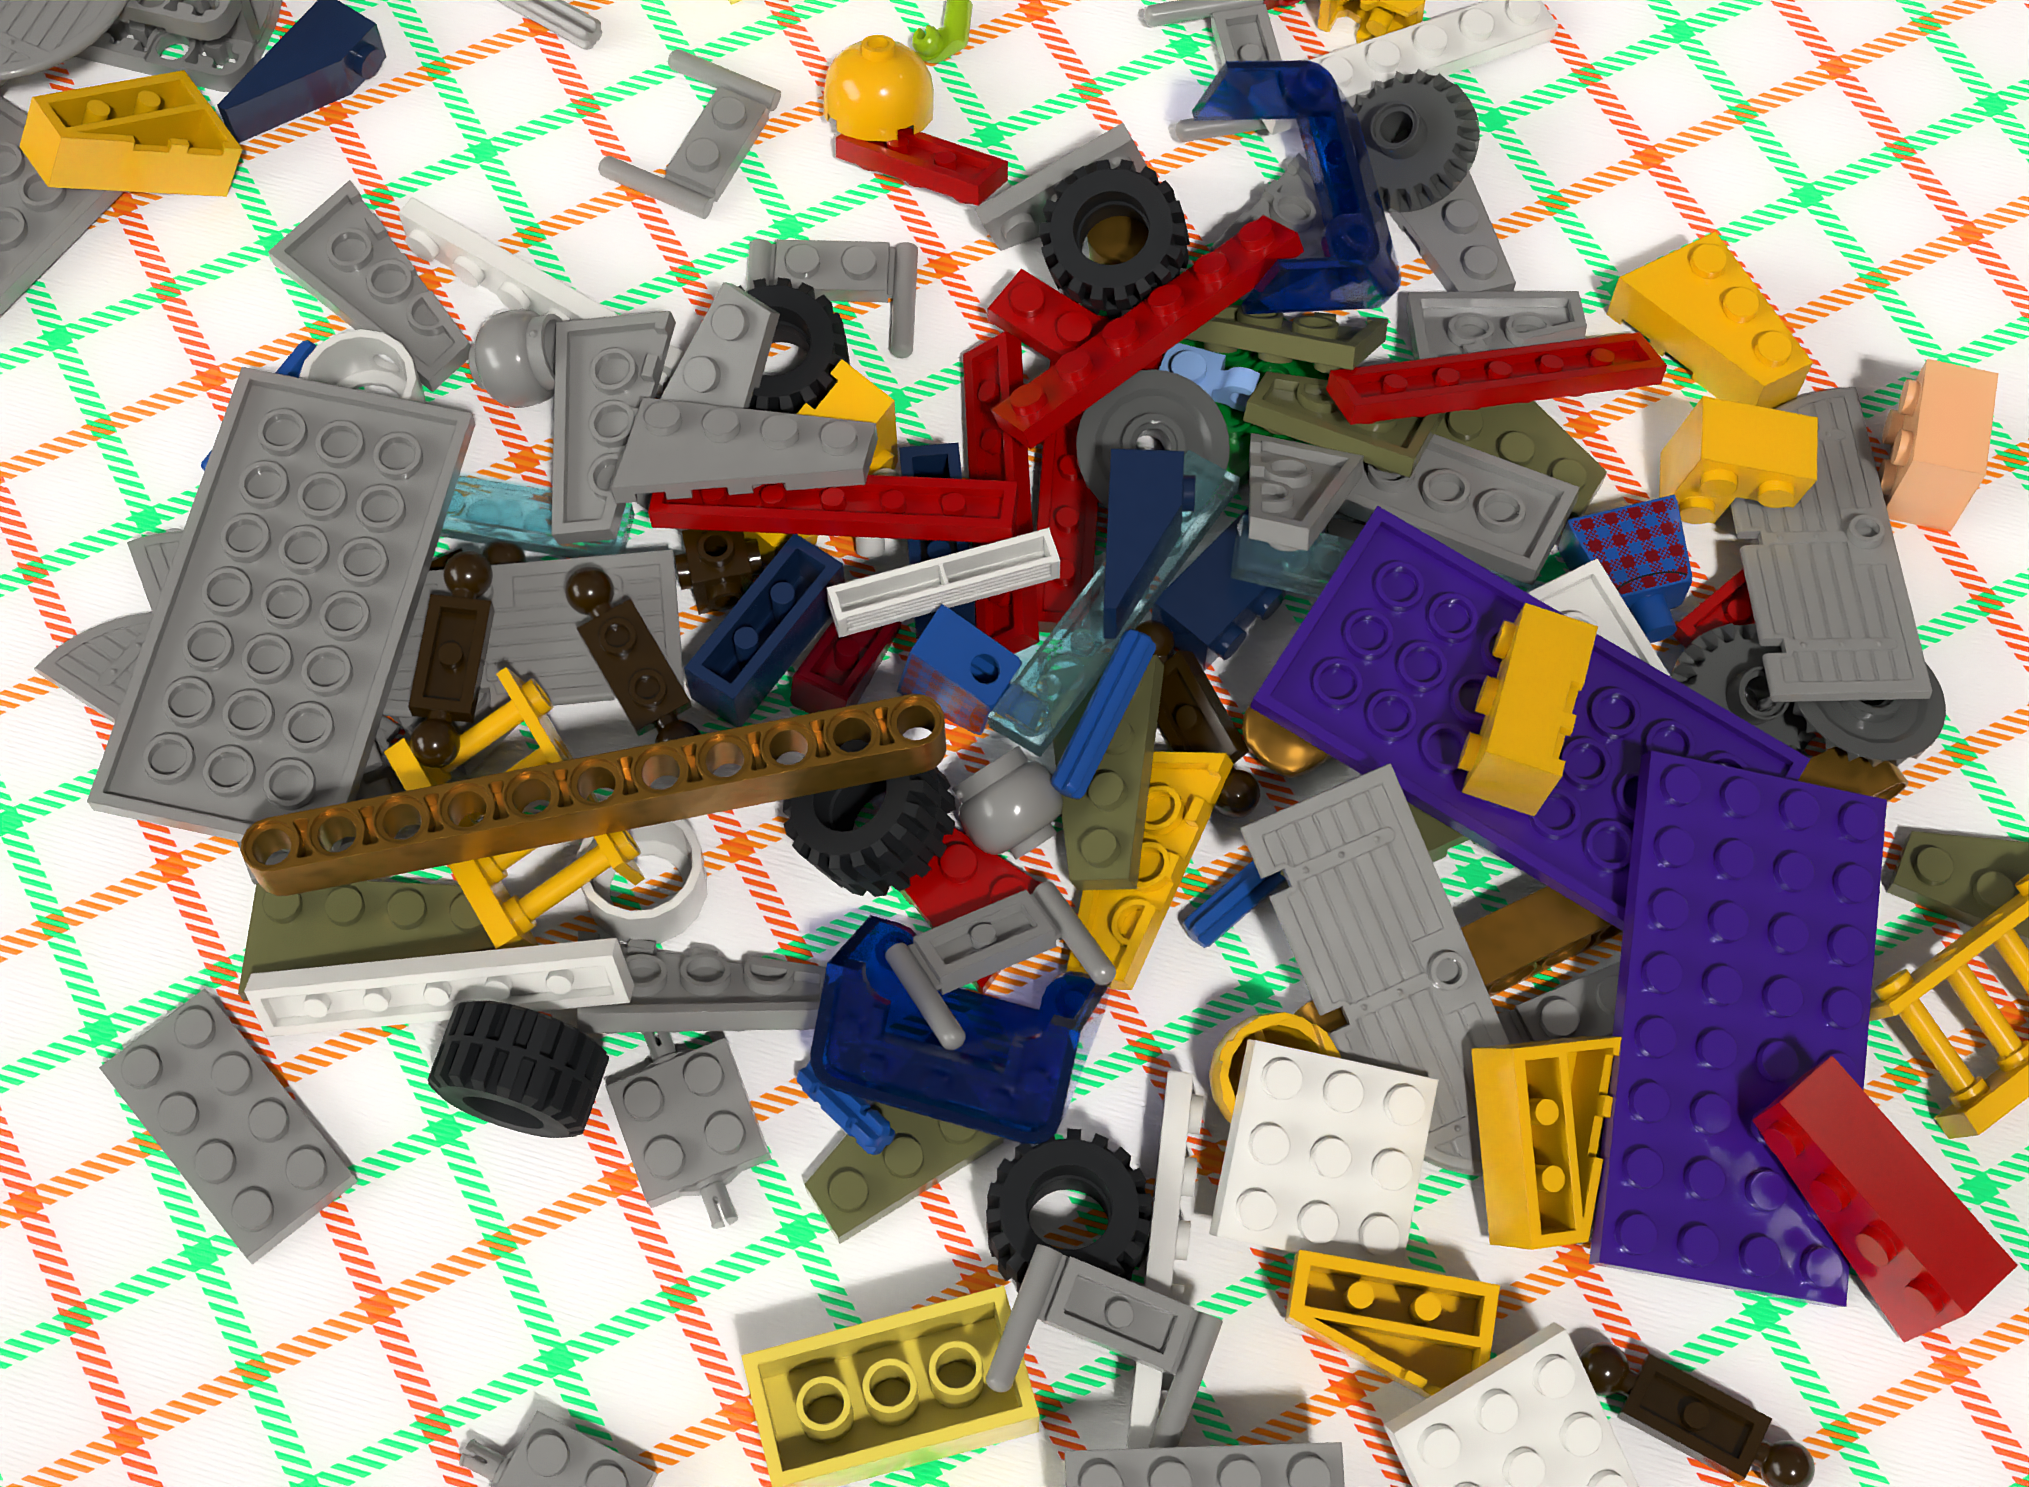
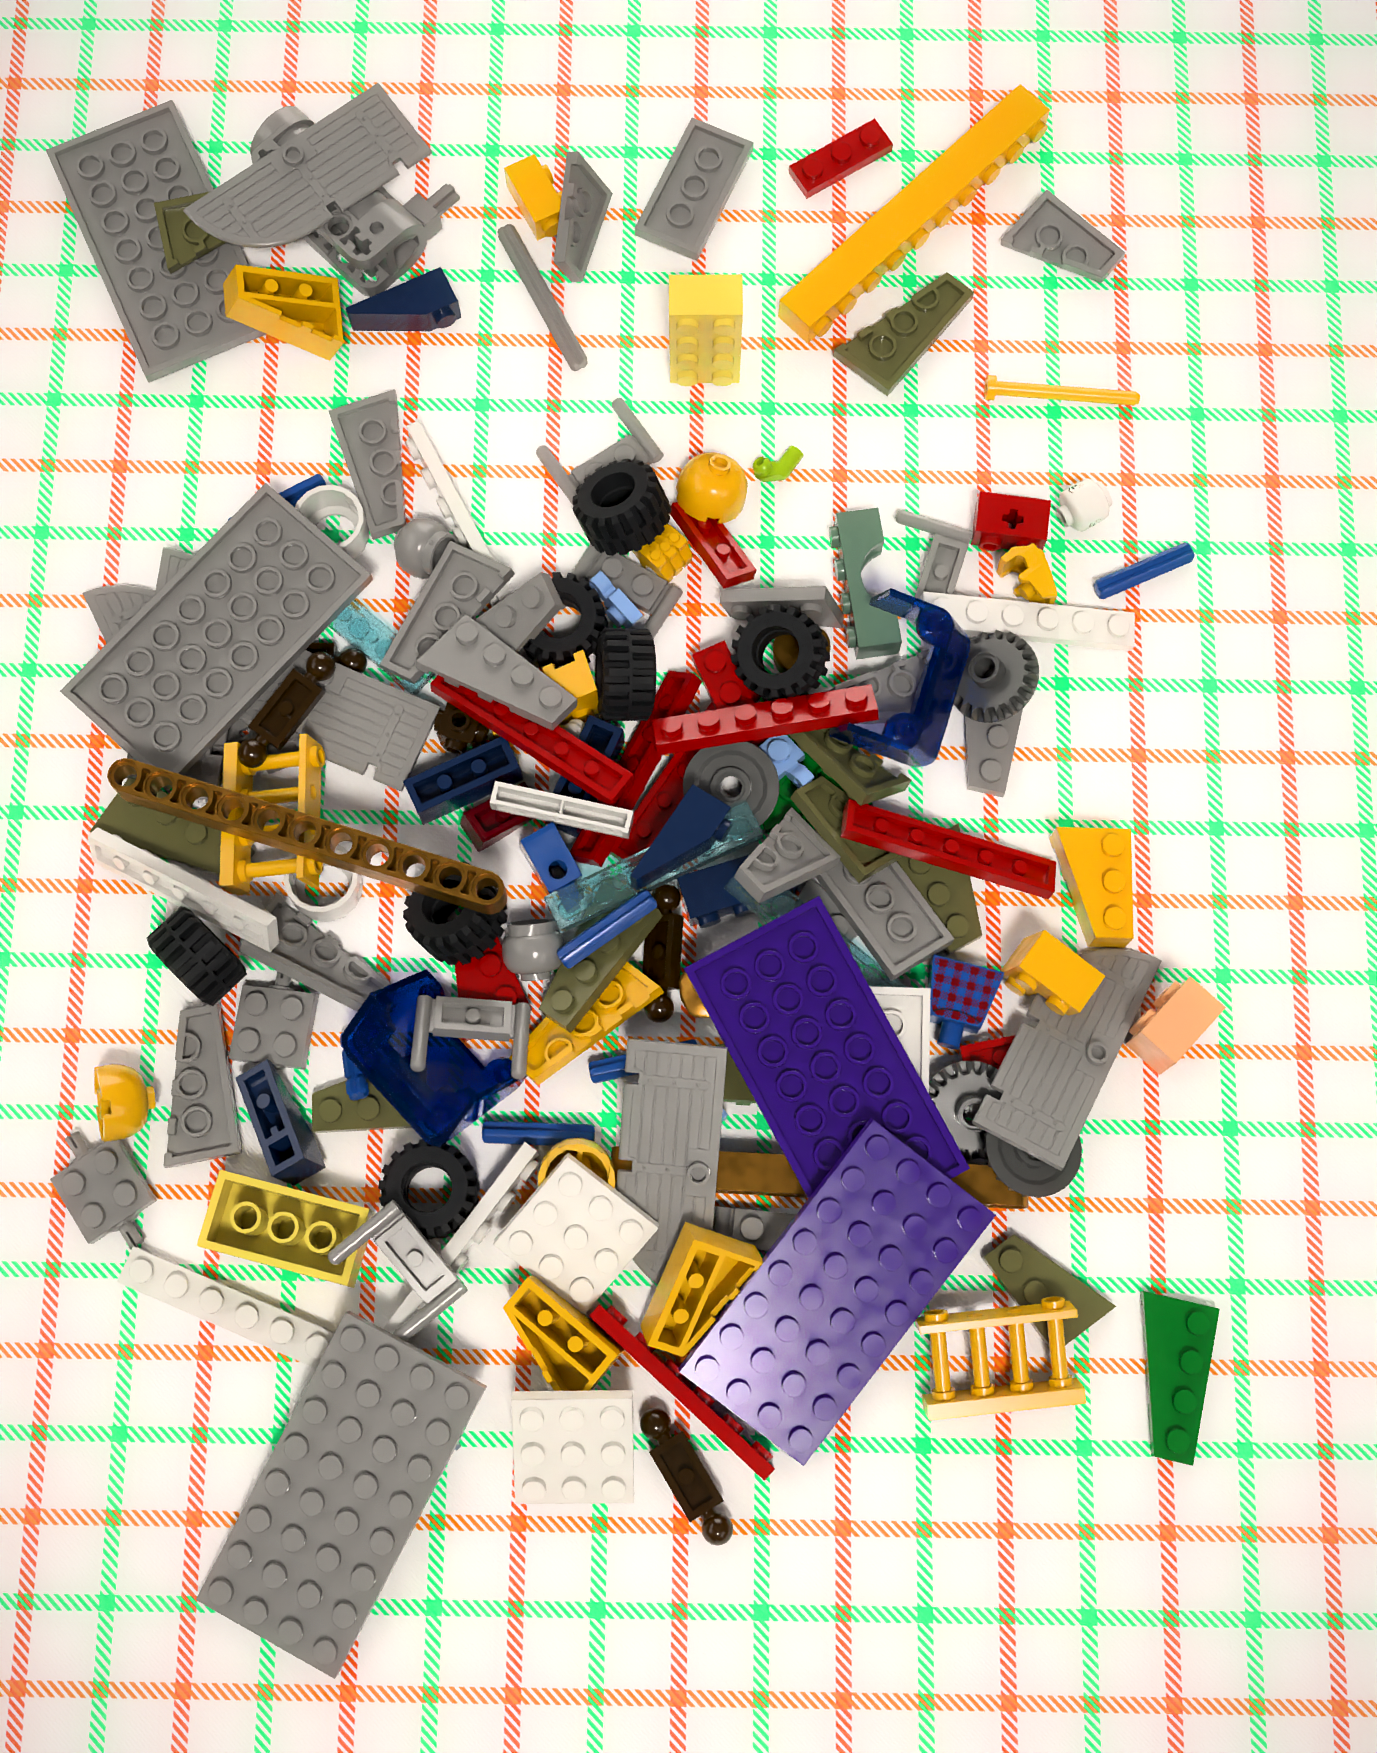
camera: 30 degrees right, 10 degrees up
(228, 1126) = (49, 898): light grey plate -> none
(520, 1351) = (121, 1101): none -> yellow cylinder
(629, 658) = (379, 765): dark brown plate -> none
(643, 1285) = (203, 1102): none -> light grey wing
(772, 169) = (621, 507): none -> black tyre
(784, 1249) = (279, 1125): none -> dark blue slope
(848, 202) = (666, 554): none -> yellow hand
(853, 299) = (619, 607): none -> light blue plate
(924, 364) = (625, 674): none -> black tyre
(1151, 1068) = (534, 1132): none -> blue axle
(1201, 161) = (858, 541): none -> sand green arch
(1491, 320) = (972, 811): light grey wing -> none
(1527, 709) = (823, 1056): yellow wedge -> none
(1636, 1304) = (695, 1401): none -> red plate
(1882, 1202) = (844, 1426): red wedge -> none

